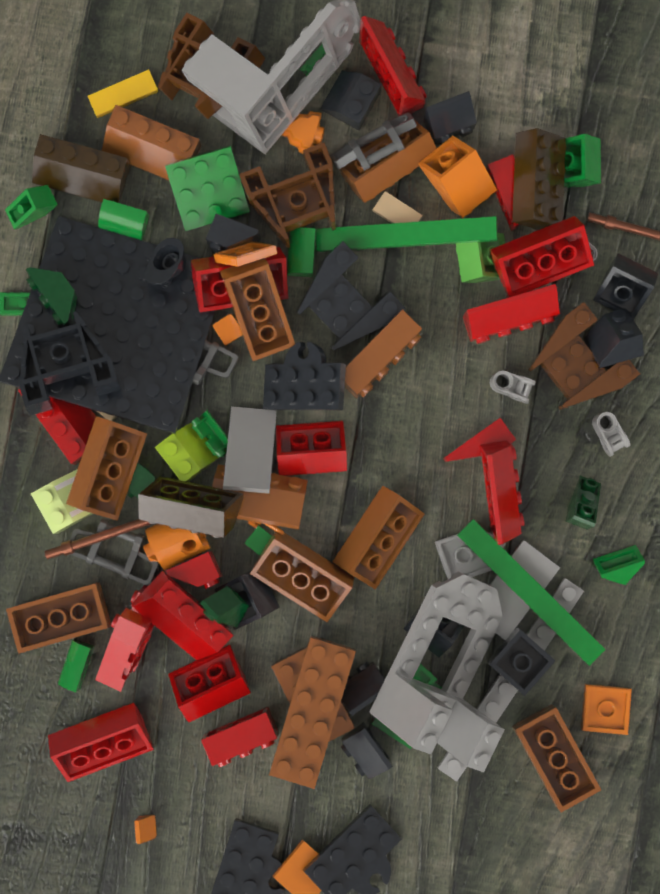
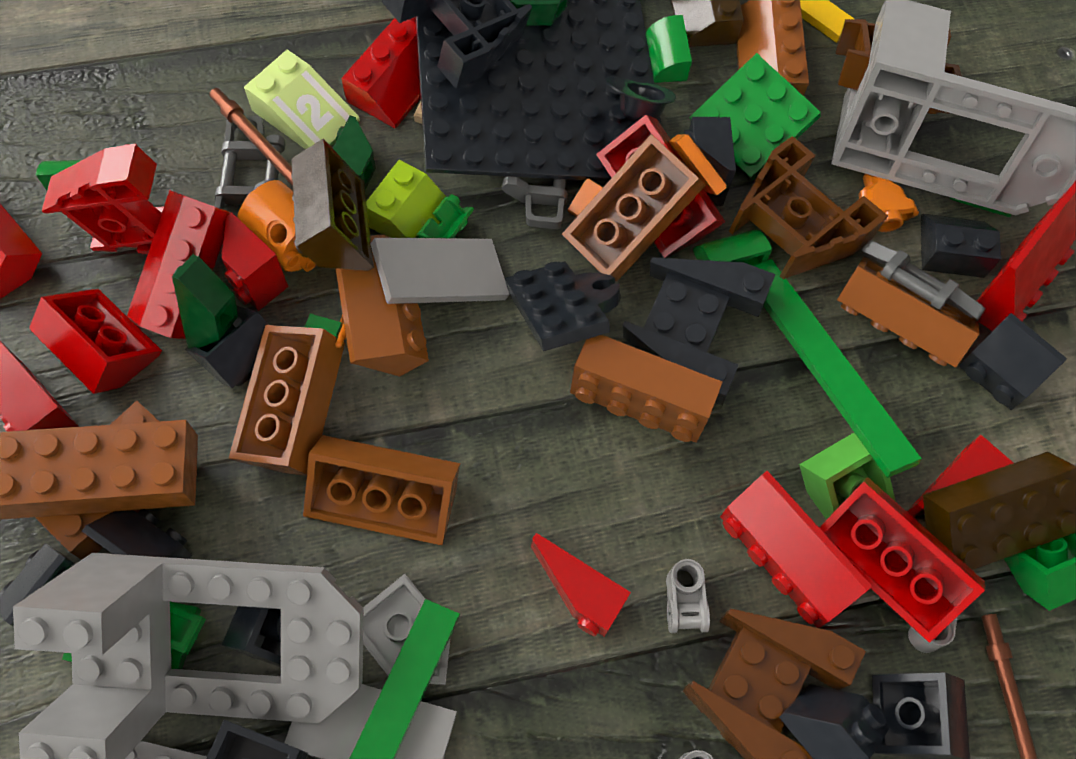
camera: 65 degrees right, 20 degrees down
(59, 617) = (126, 113): dark orange brick -> none
(106, 468) = (348, 113): dark orange slope -> none
(311, 448) = (474, 353): red slope -> none
(395, 210) = (849, 338): tan tile -> none
(458, 176) = (942, 404): orange slope -> none
(501, 490) = (517, 636): red slope -> none

